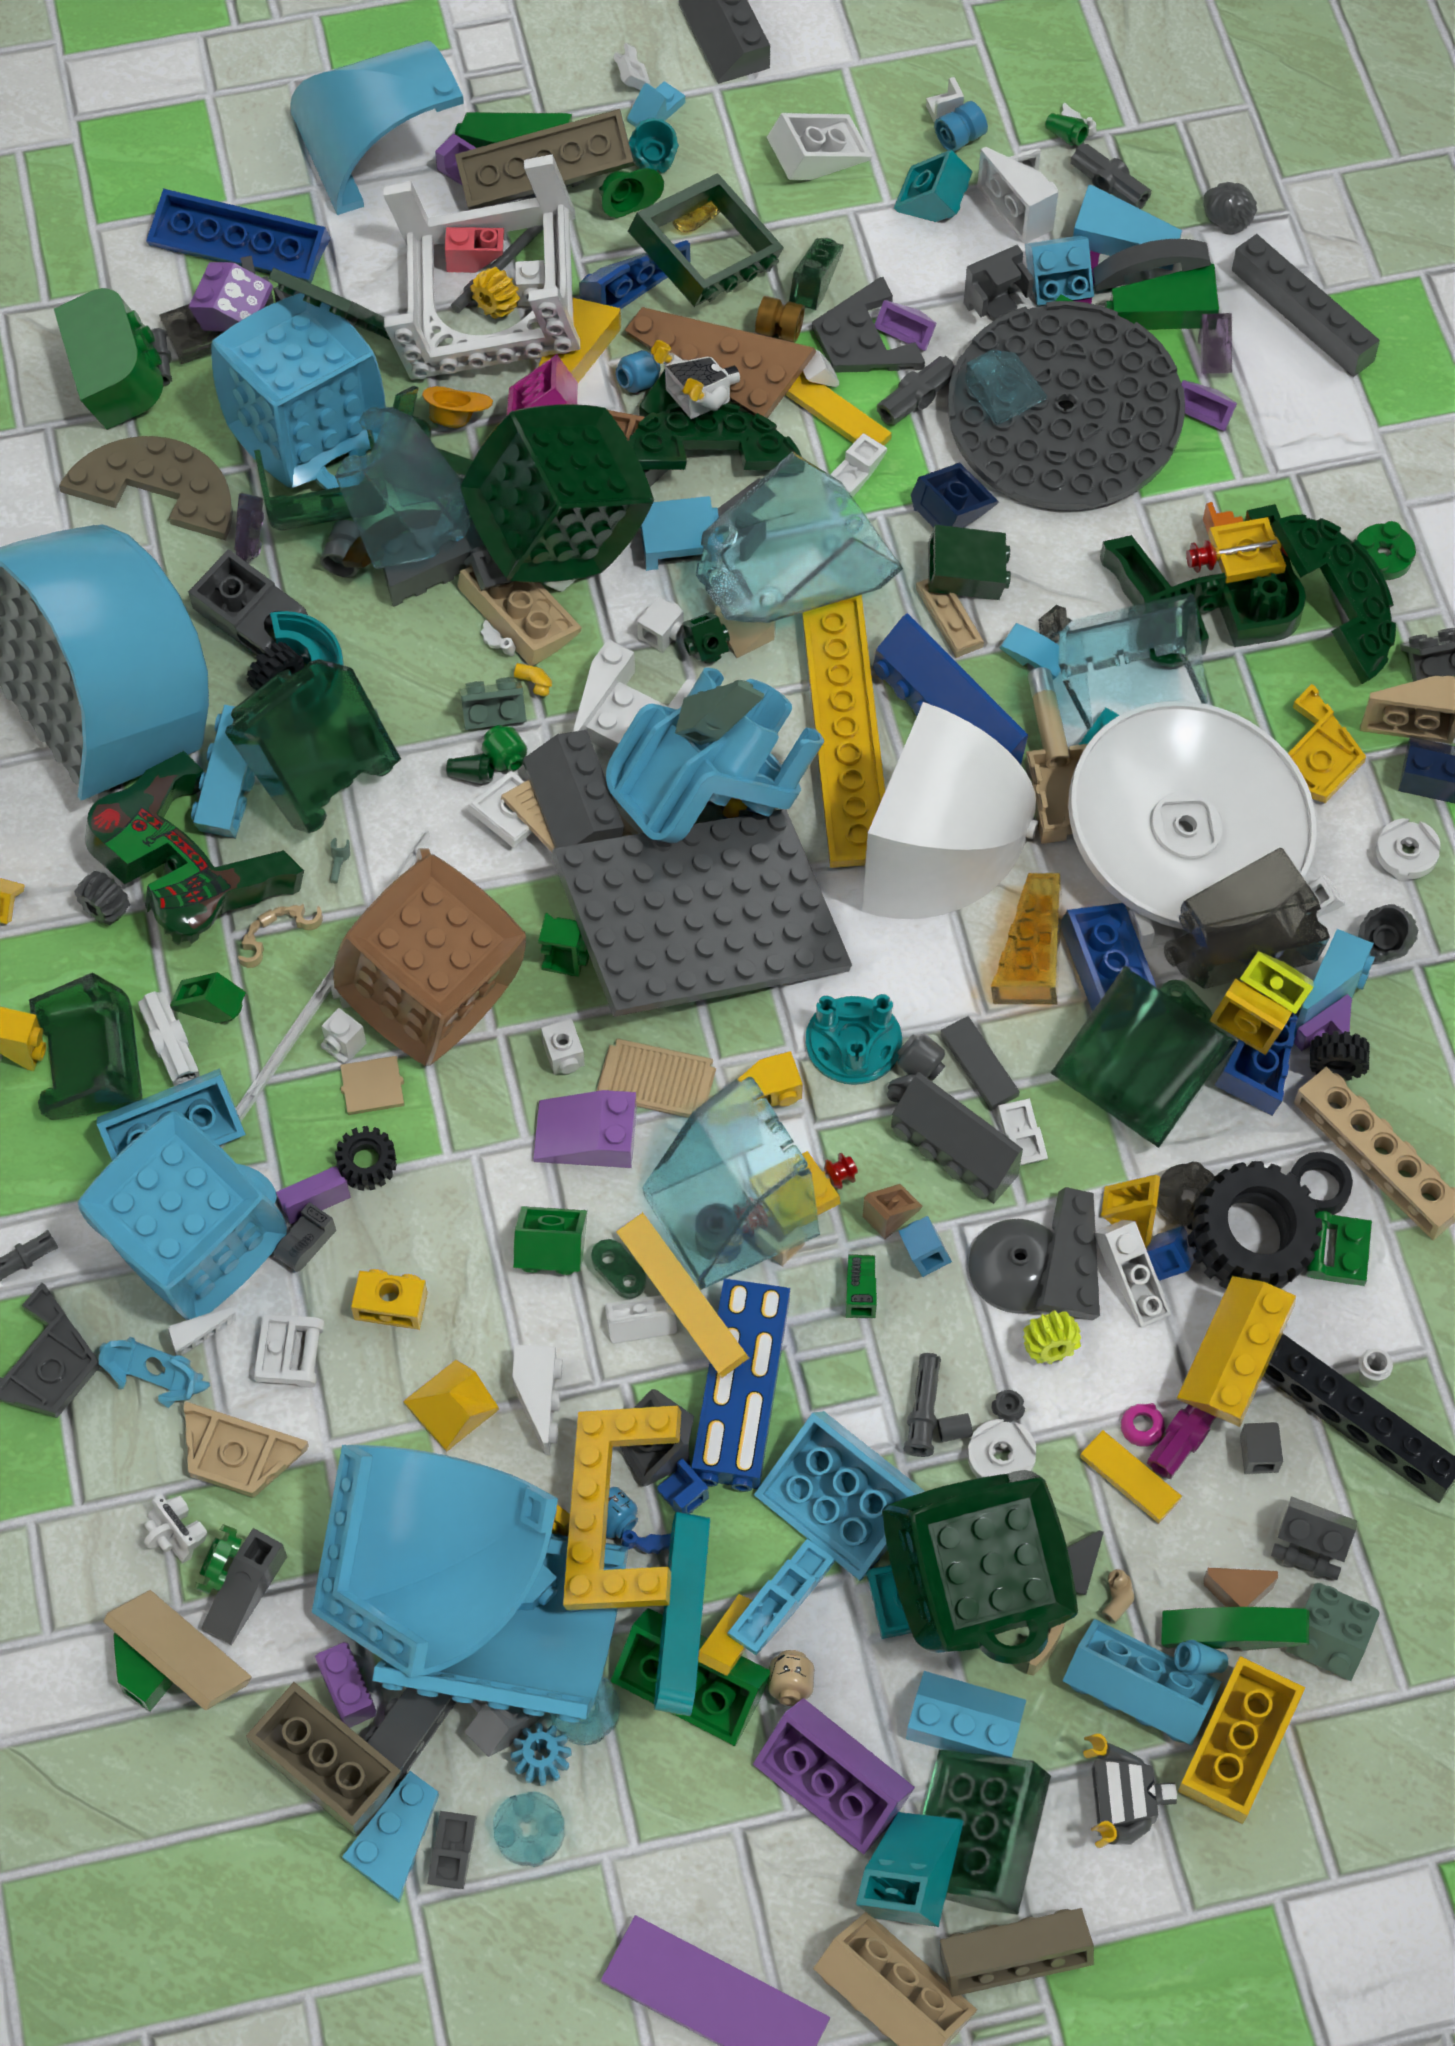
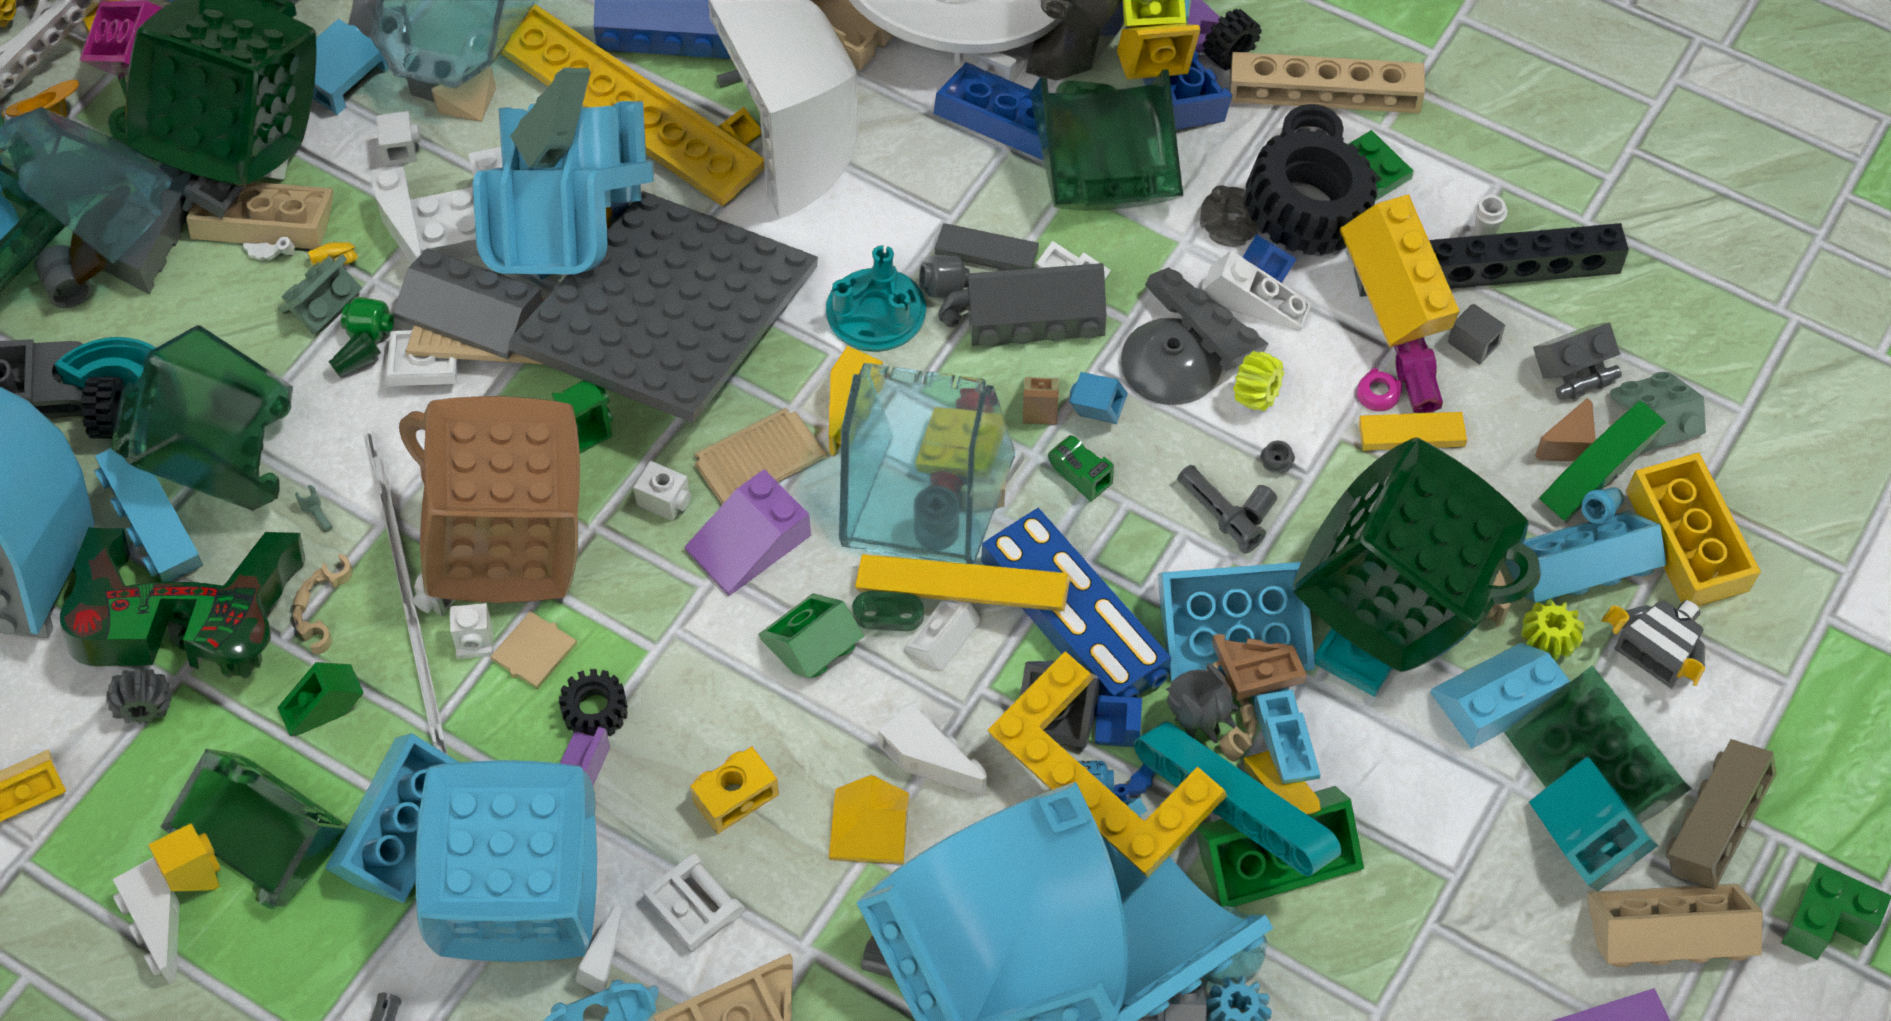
camera: 45 degrees left, 5 degrees down
(168, 1038) = (319, 757): white piece -> none
(305, 1237) = (611, 804): dark grey leg -> none
(706, 638) = (446, 118): dark green brick -> none
(743, 1528) = (1202, 701): none -> dark grey hair
(749, 1582) = (1235, 741): none -> tan piece
(791, 1677) = (1352, 776): tan head -> none
(812, 1540) = (1258, 666): none -> medium nougat wing
(833, 1775) = (1460, 818): medium lavender slope -> none
(1003, 1435) = (1299, 478): white plate -> none
(1031, 956) = (941, 137): clear yellow wedge -> none
(1068, 1712) = (1553, 629): none -> neon yellow gear
(1133, 1201) = (1204, 246): yellow slope -> none

